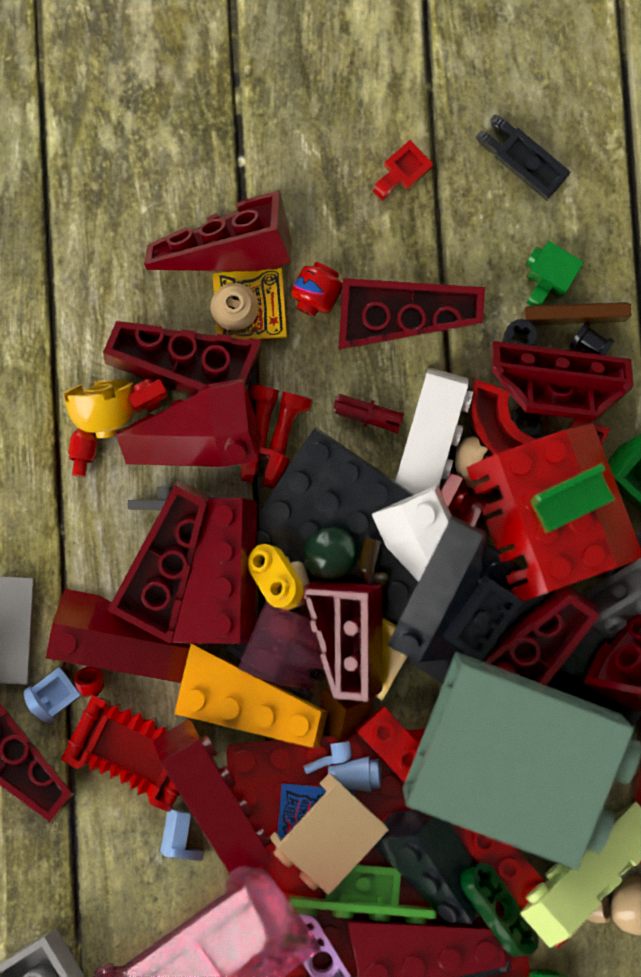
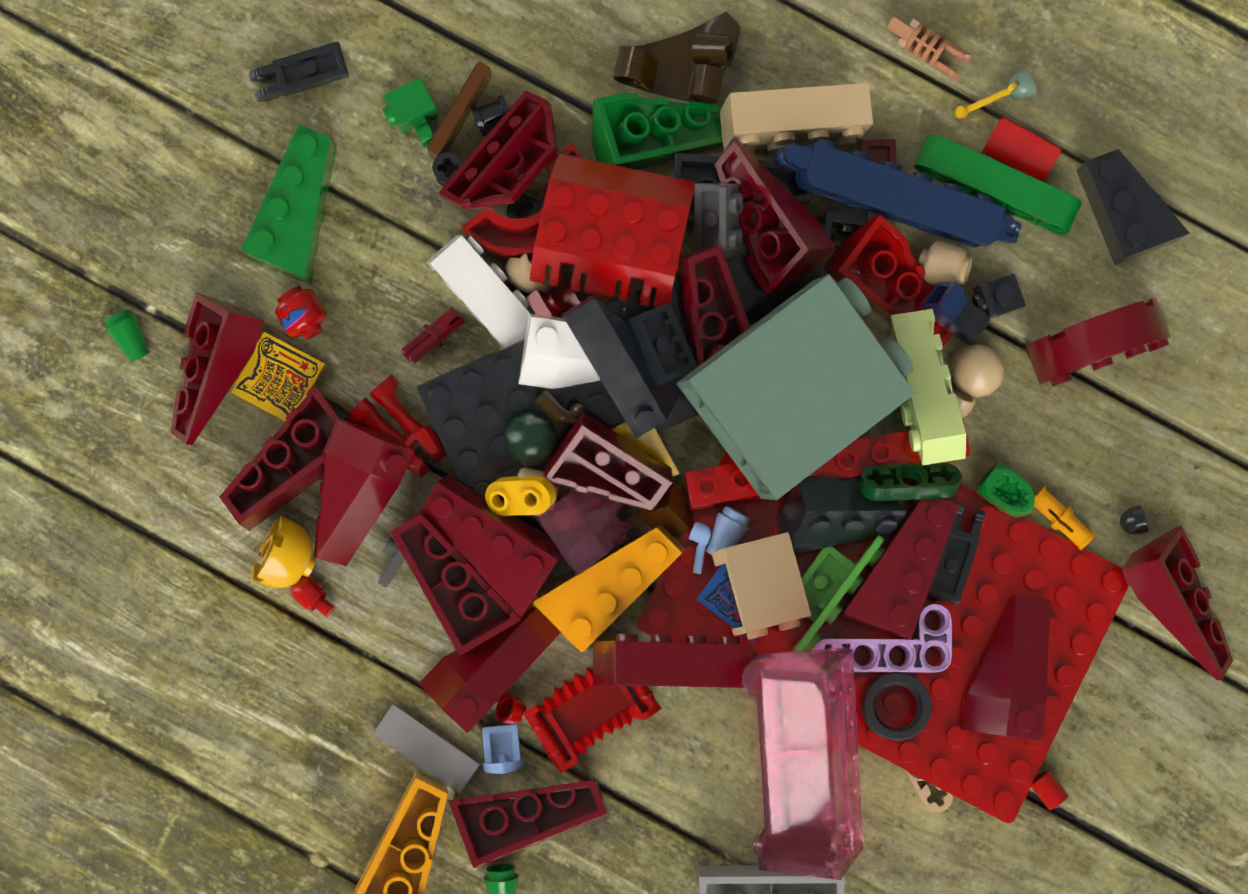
camera: 60 degrees left, 0 degrees up
(147, 395) = (299, 509): red plate -> none
(175, 837) = (684, 715): light blue tile -> none
(207, 156) = (127, 334): none -> green cone
(244, 309) = (278, 383): tan cone -> none
(400, 310) = (362, 255): dark red wedge -> none
(404, 168) = (244, 176): red plate -> none
(404, 225) = (293, 208): none -> green wedge
(572, 499) = (610, 207): green panel -> none

